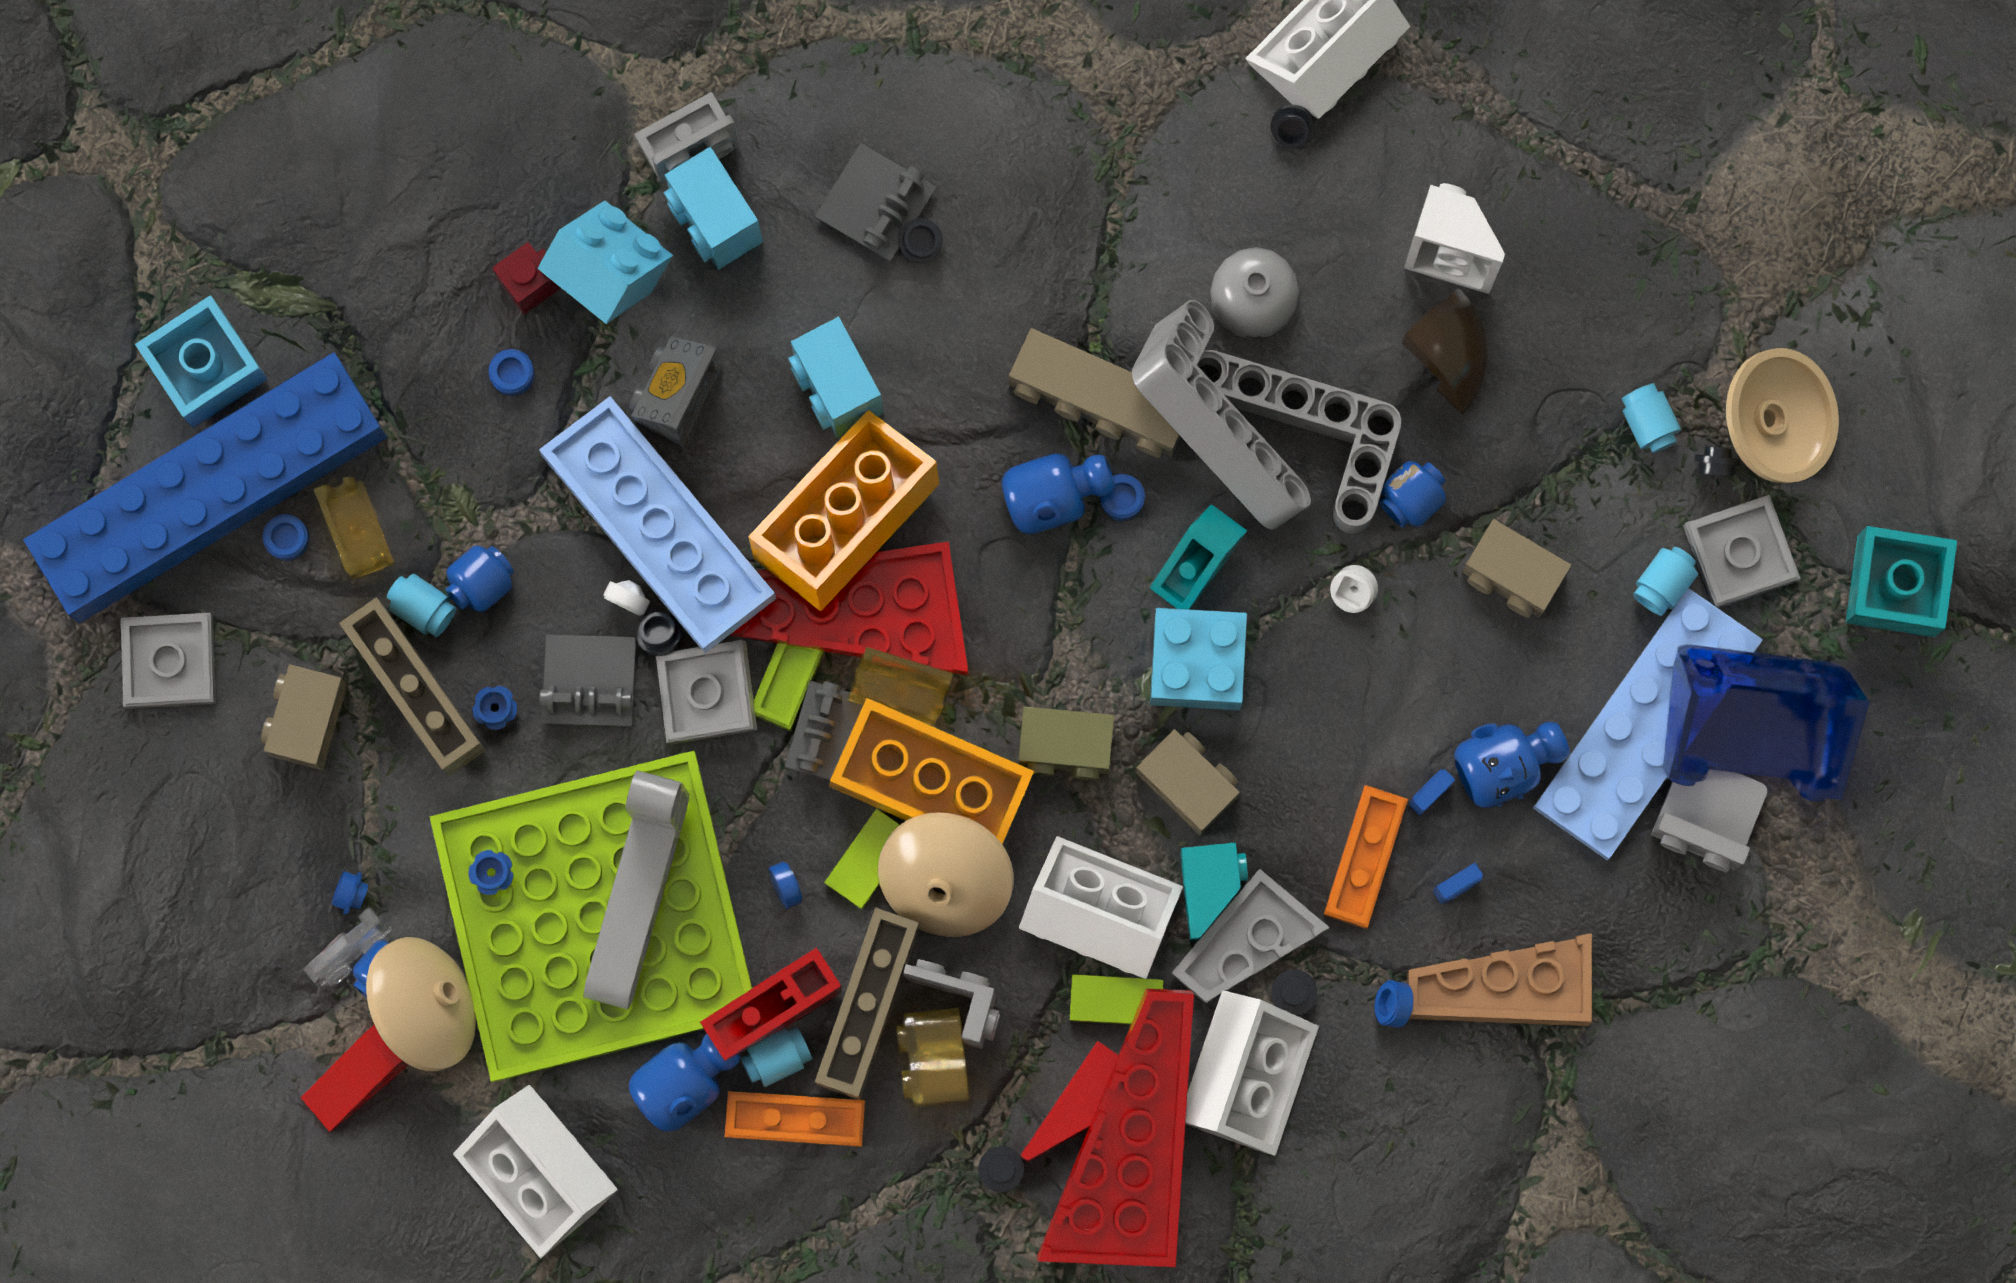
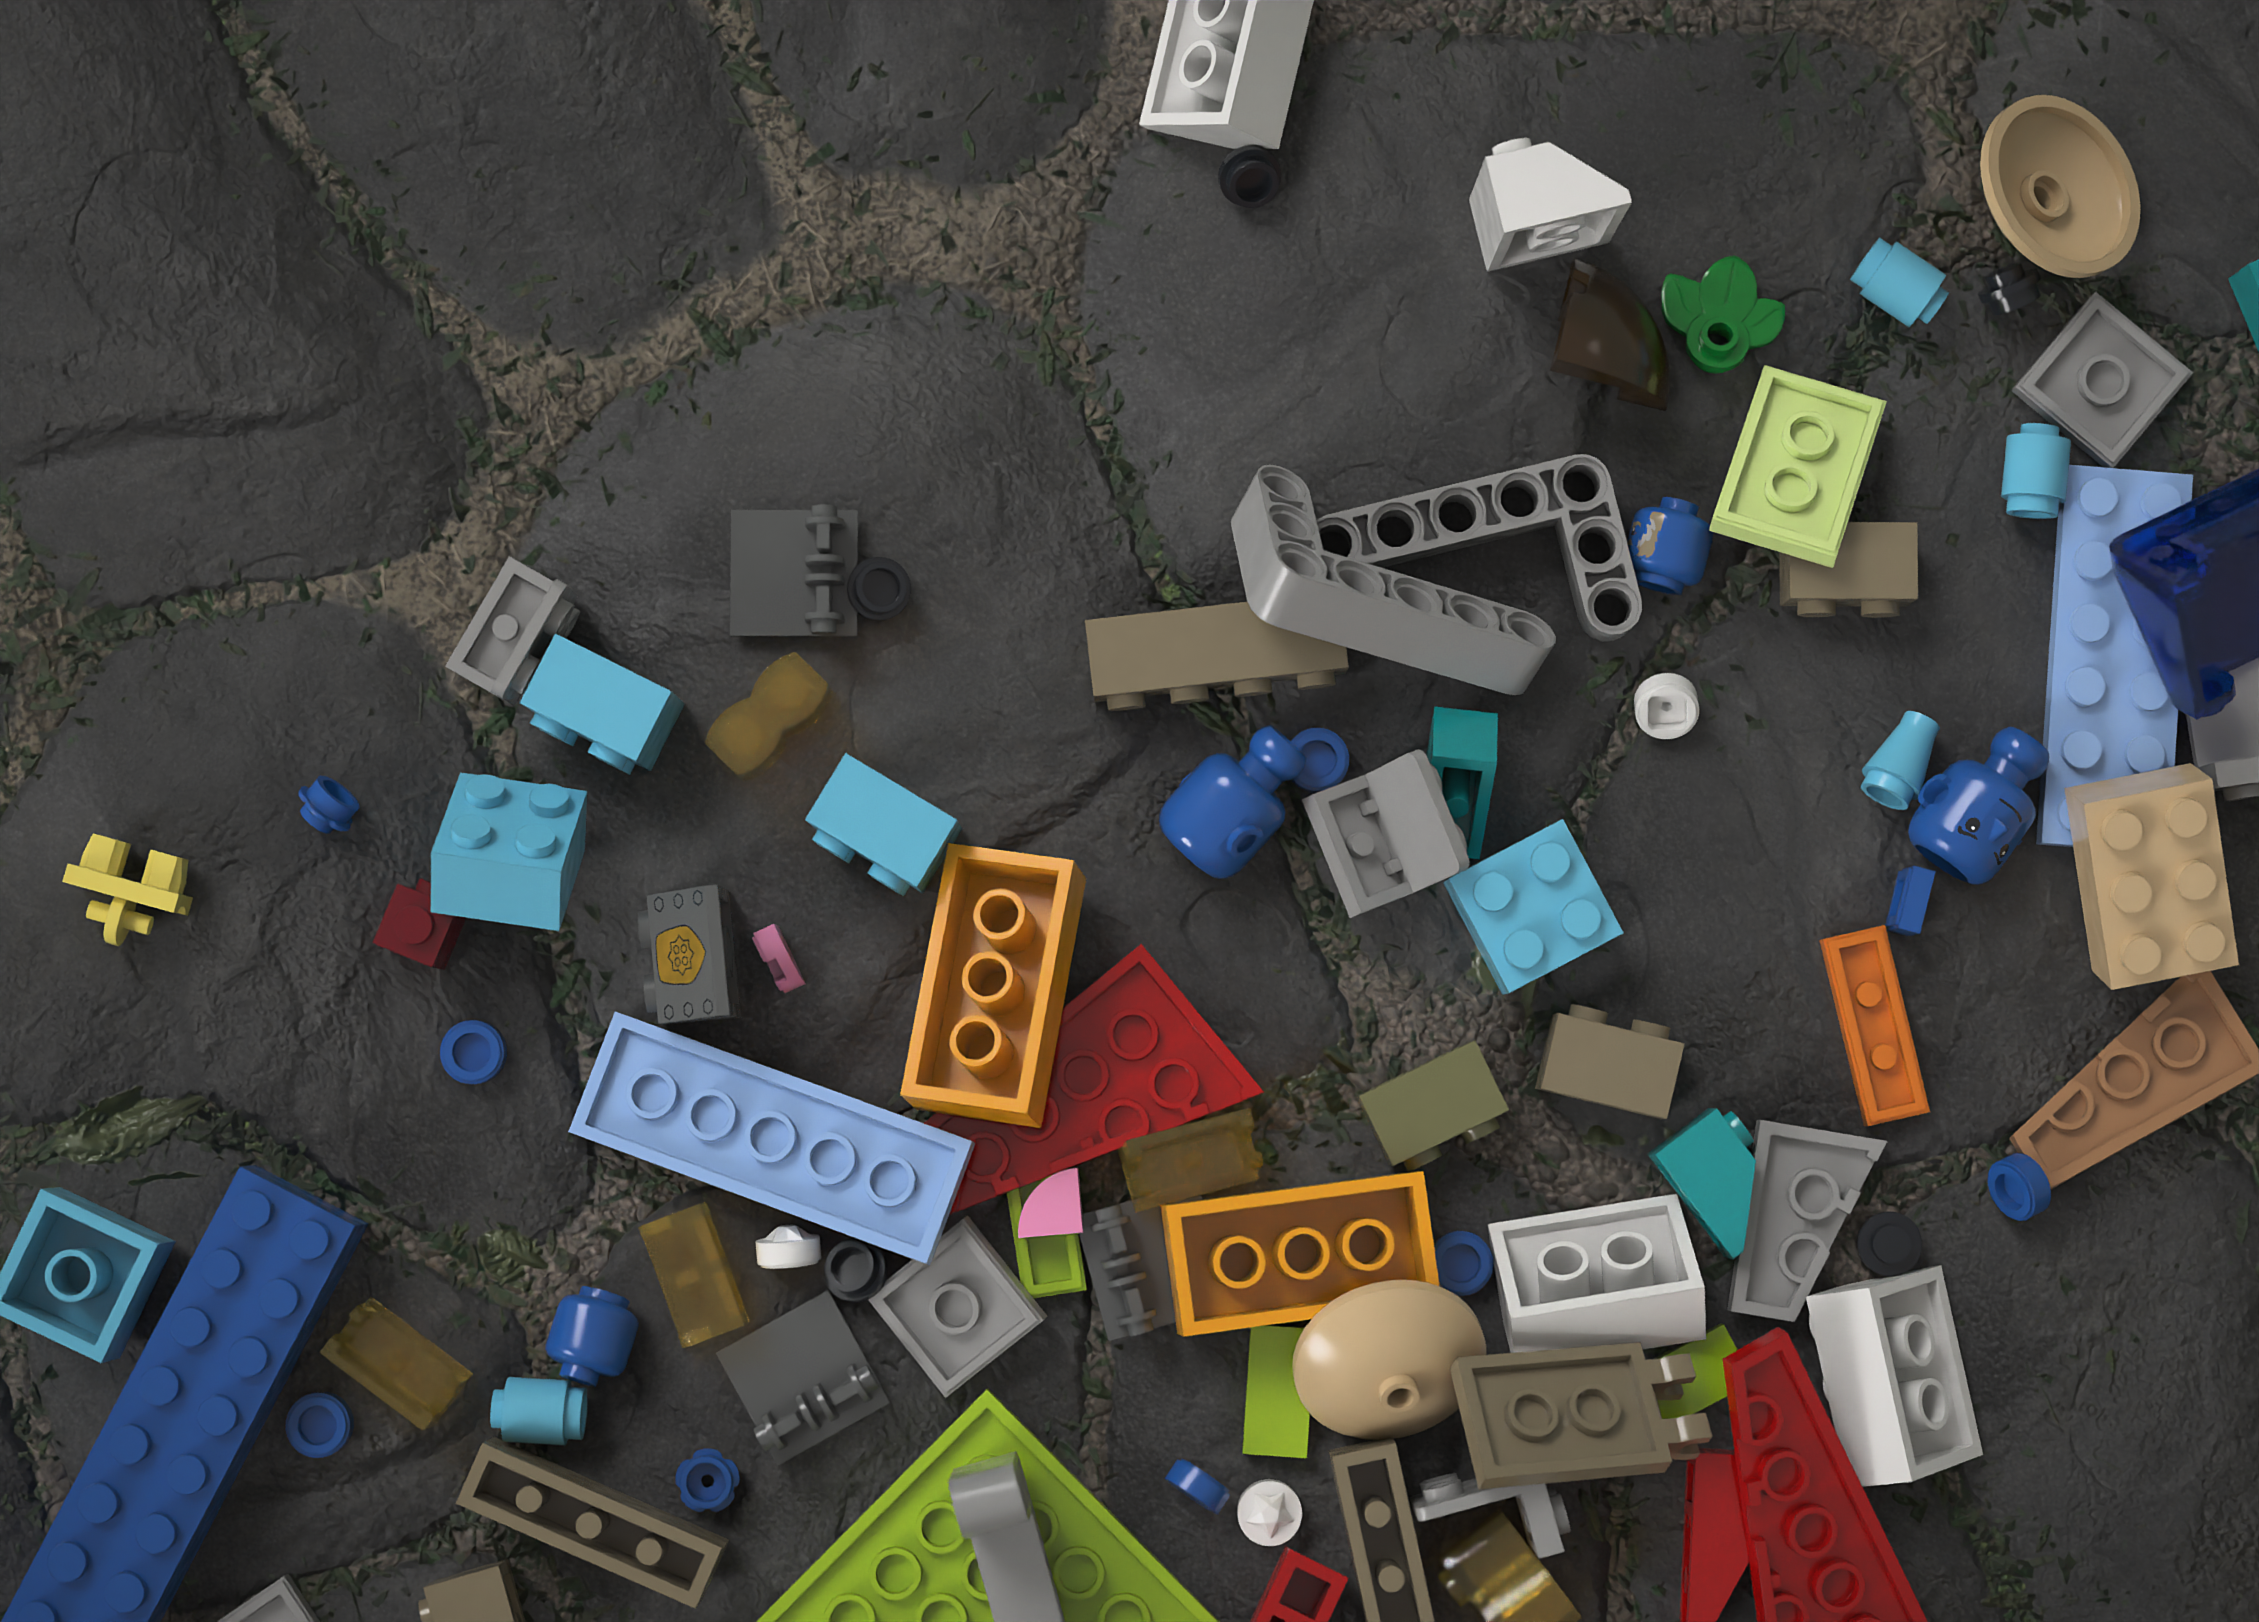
camera: 35 degrees left, 5 degrees up
(385, 166) = (102, 872): none -> light yellow hips
(515, 176) = (328, 805): none -> blue plate
(562, 579) = (694, 1274): none -> clear yellow hinge
(727, 421) = (778, 956): none -> bright pink tile
(800, 666) = (1053, 1207): none -> bright pink tile
(819, 273) = (756, 729): none -> clear yellow brick
(819, 928) = (1269, 1512): none -> white tile
(1026, 848) = (1462, 1262): none -> blue tile
(1037, 968) = (1574, 1414): none -> dark tan tile
(1135, 562) = (1387, 833): none -> light grey bracket
(1254, 293) = (1326, 411): light grey cylinder -> none
(1458, 884) = (2008, 993): blue tile -> none
(1477, 706) = (1901, 762): none -> medium azure cone
(1519, 489) = (1798, 466): none -> yellowish green tile
(1534, 370) = (1724, 306): none -> green plate
(1586, 861) = (2152, 876): none -> tan brick

